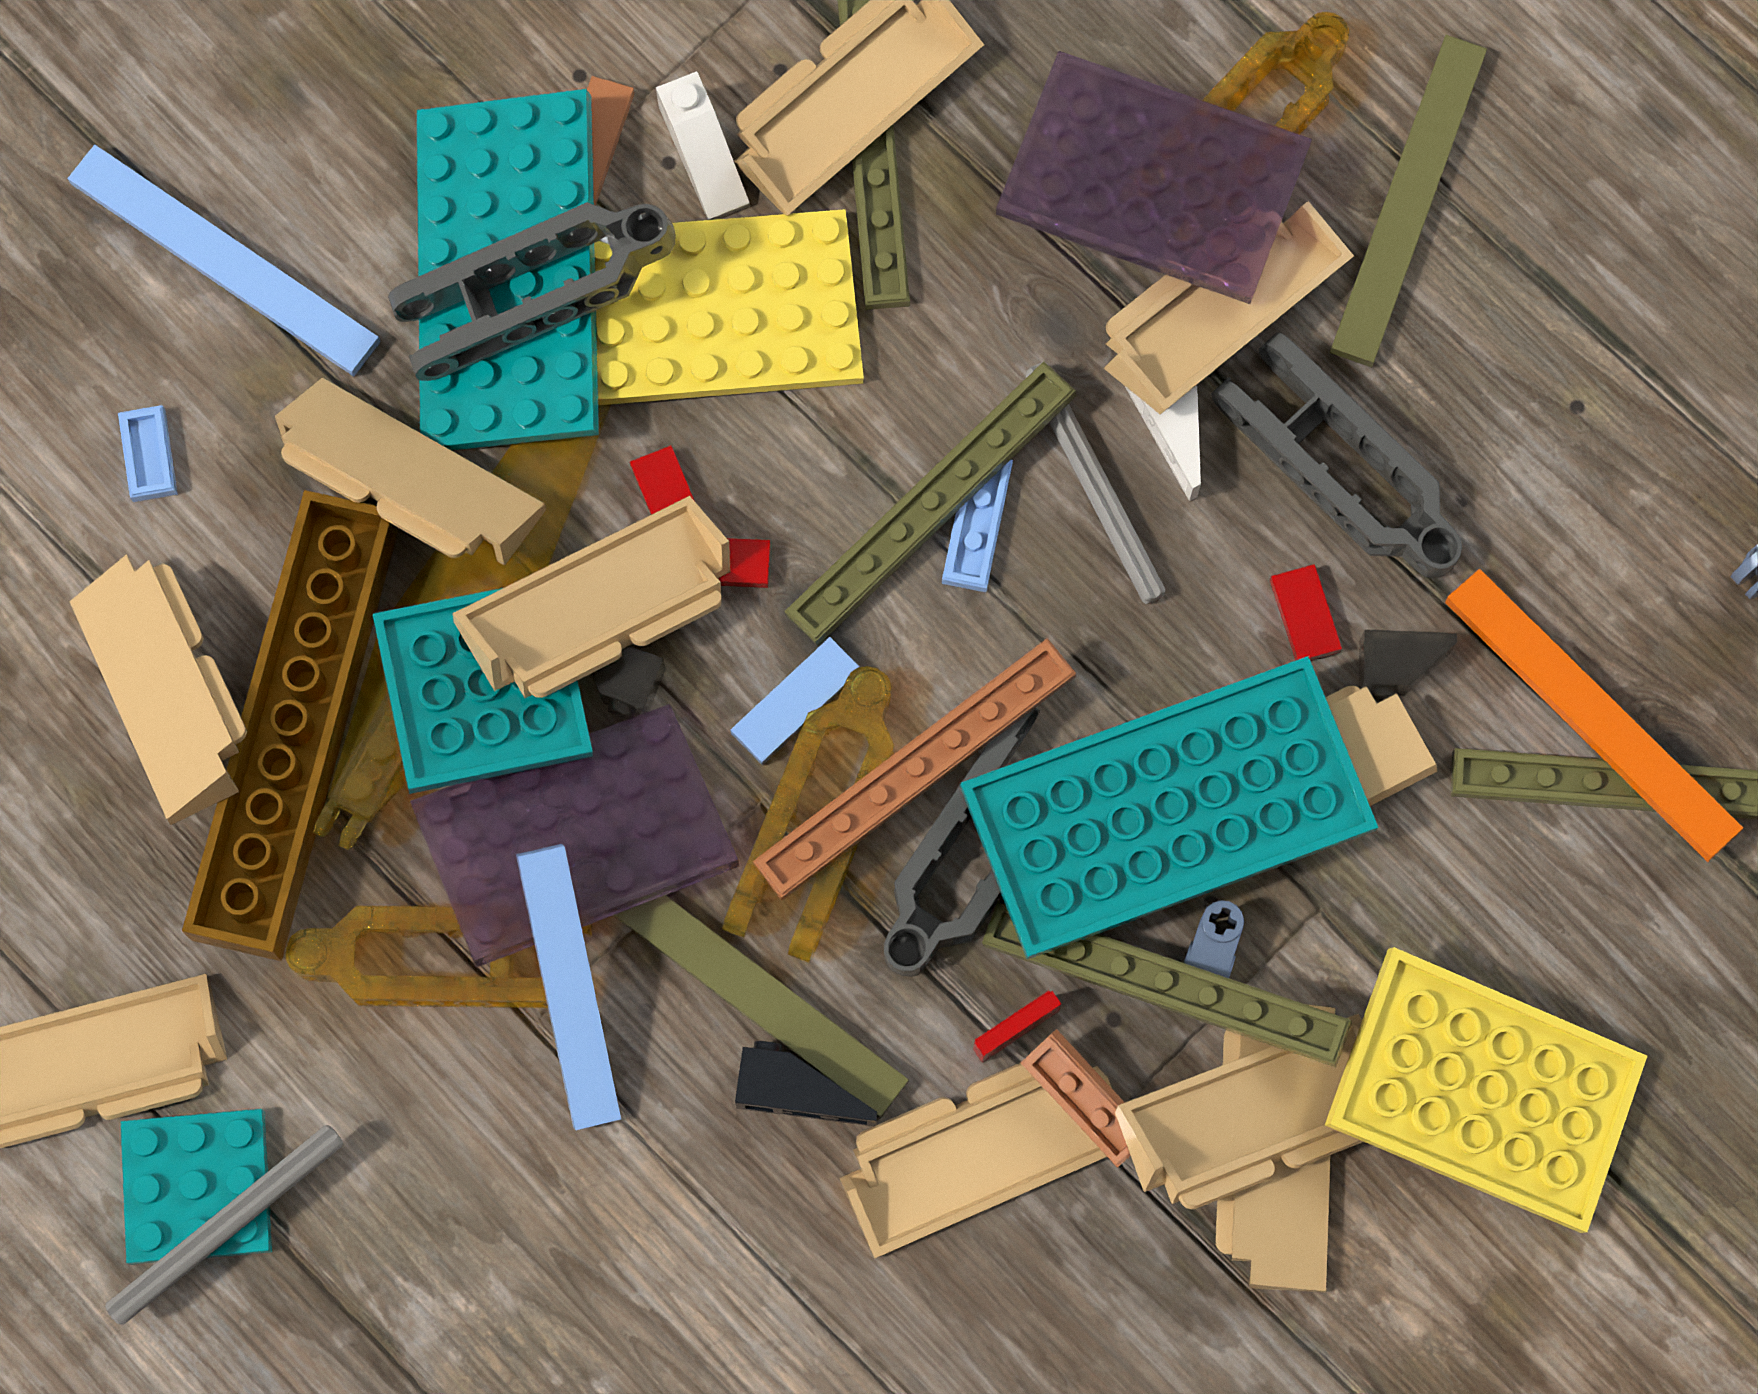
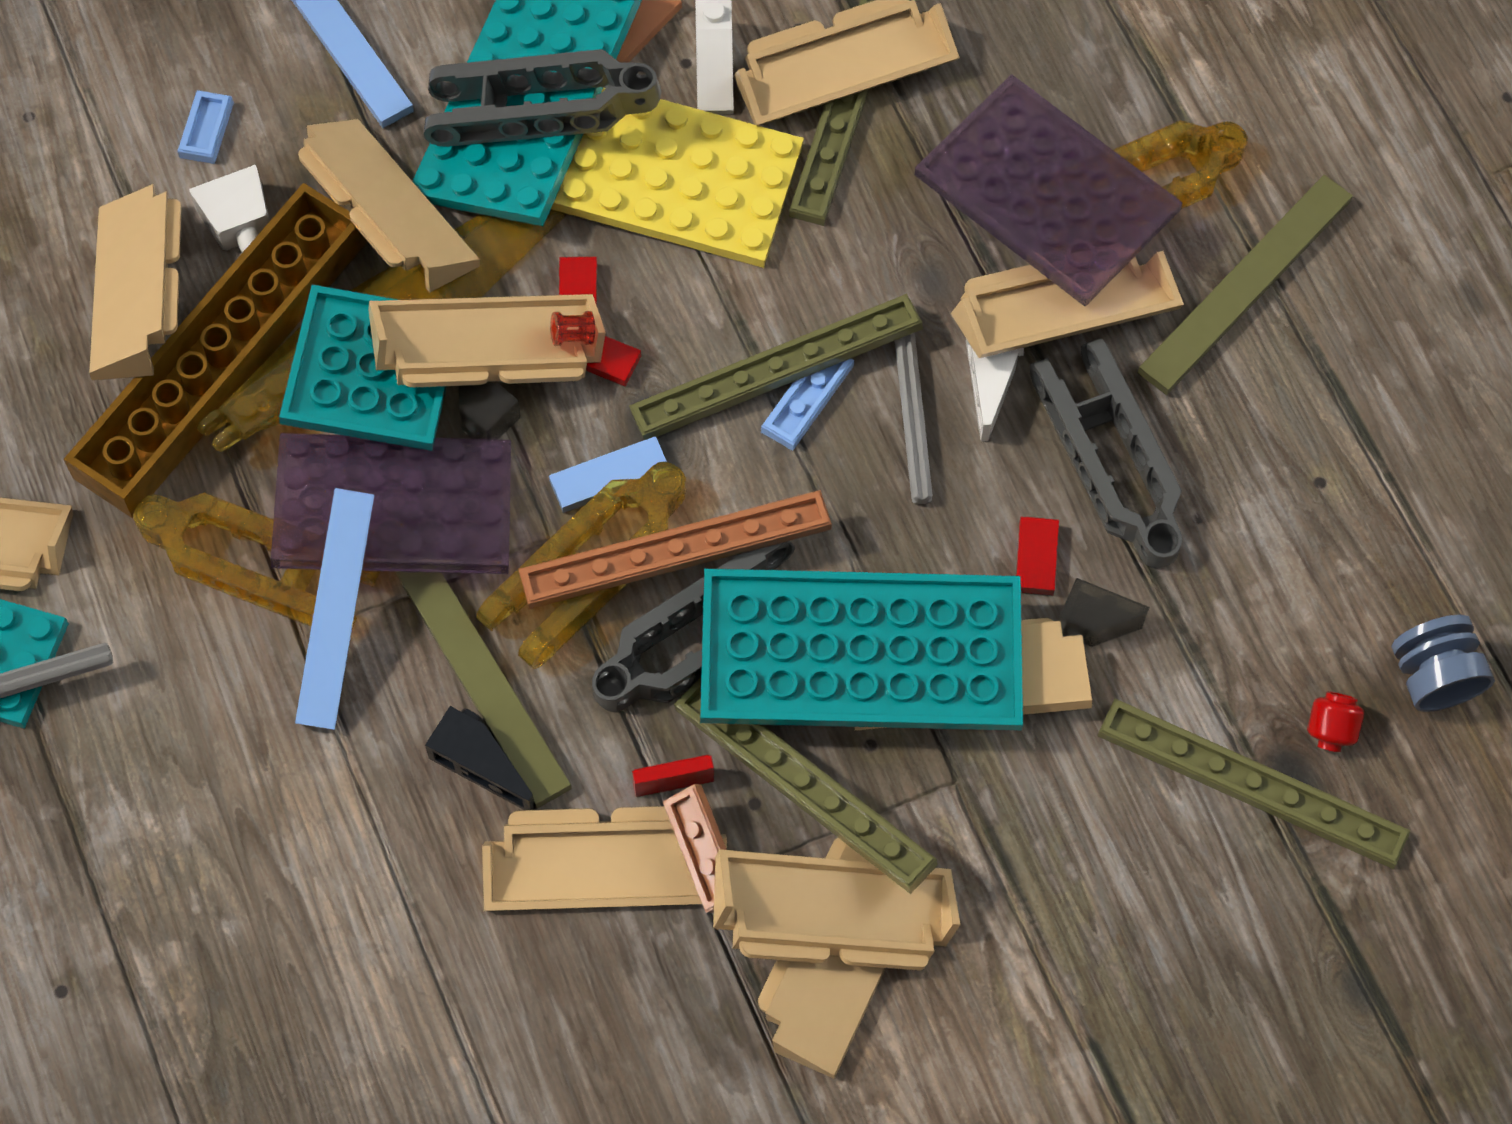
camera: 20 degrees right, 10 degrees down
(232, 547) = (233, 207): none -> white torso
(689, 550) = (560, 323): none -> clear red bush
(1216, 951) = (855, 775): sand blue piece -> none
(1486, 1090) = (1029, 965): light yellow plate -> none
(1594, 715) = (1238, 715): orange tile -> none
(1702, 684) = (1335, 721): none -> red head

